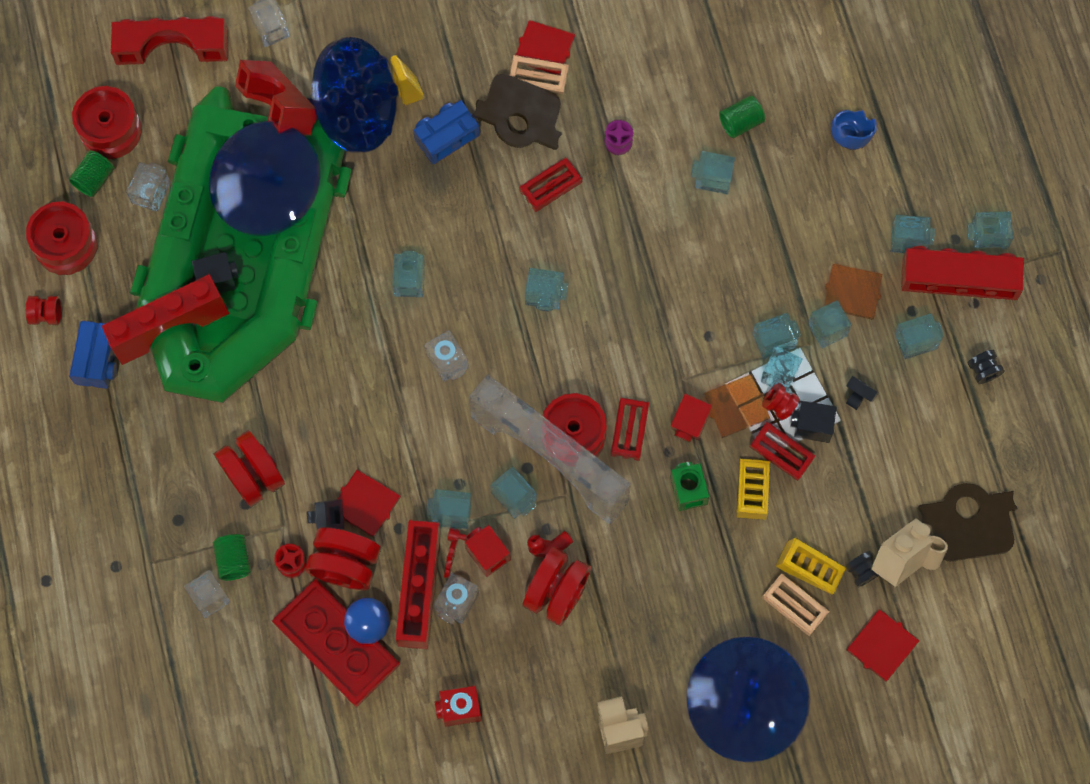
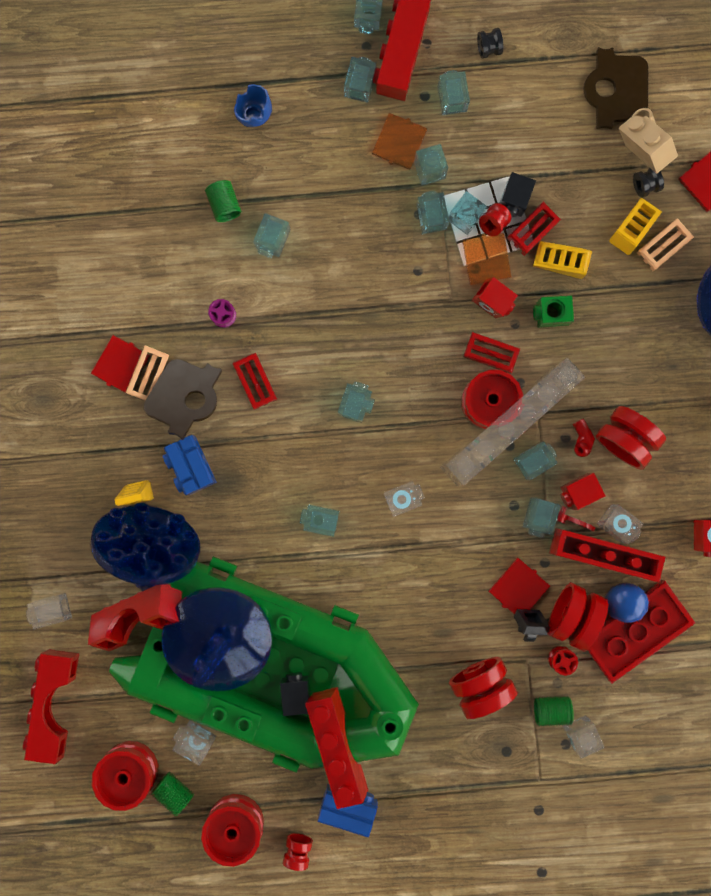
camera: 80 degrees left, 15 degrees up
(860, 391) = (494, 152): black tile -> none

